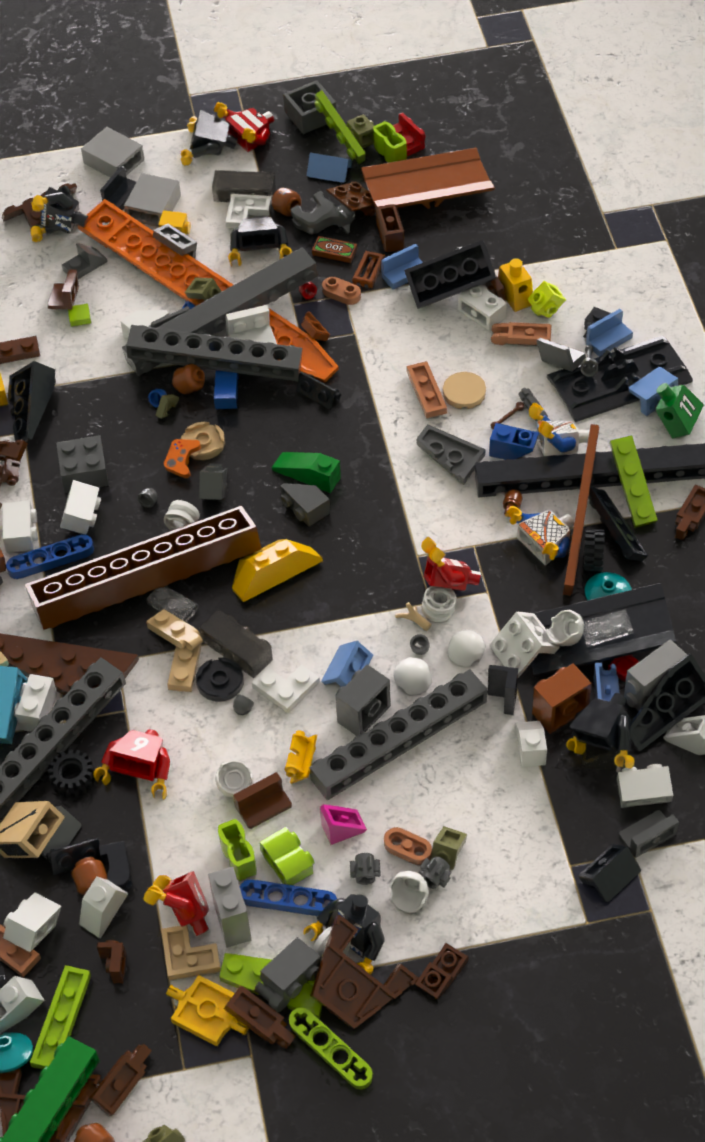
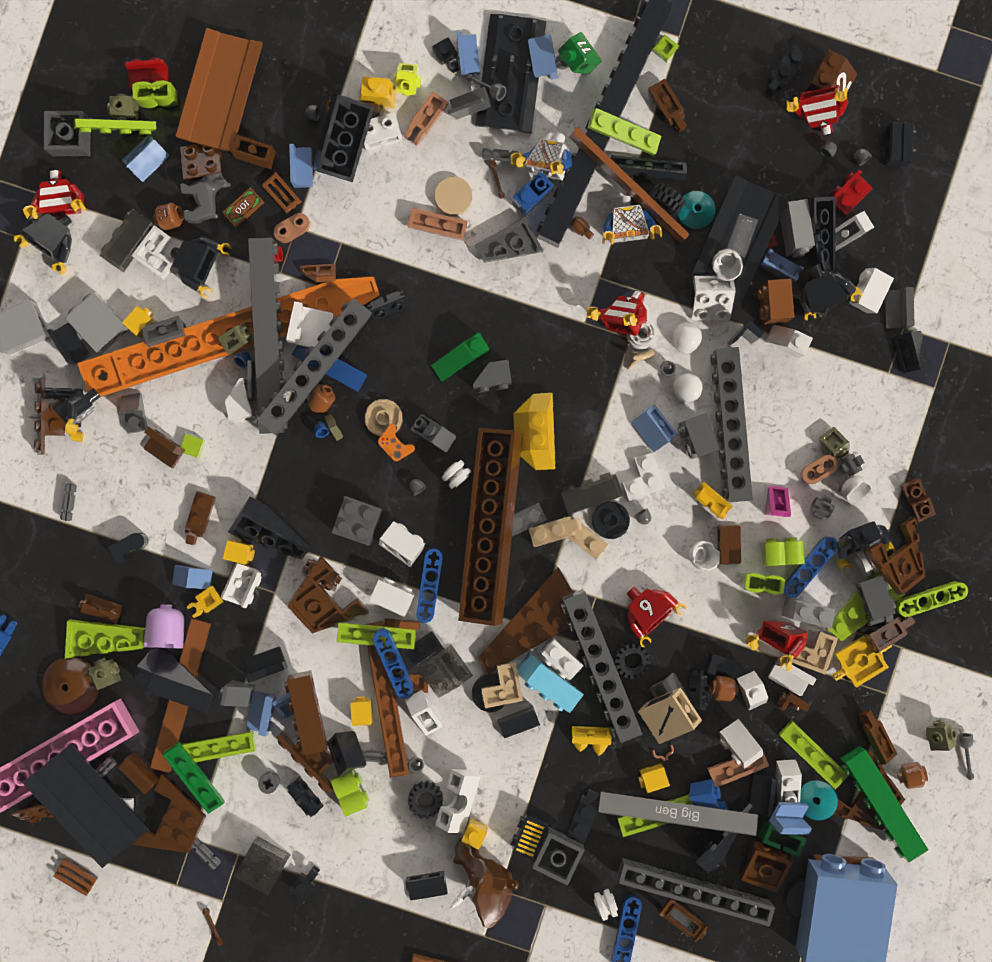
camera: 65 degrees left, 35 degrees up
(144, 946) = (794, 680): none -> white panel

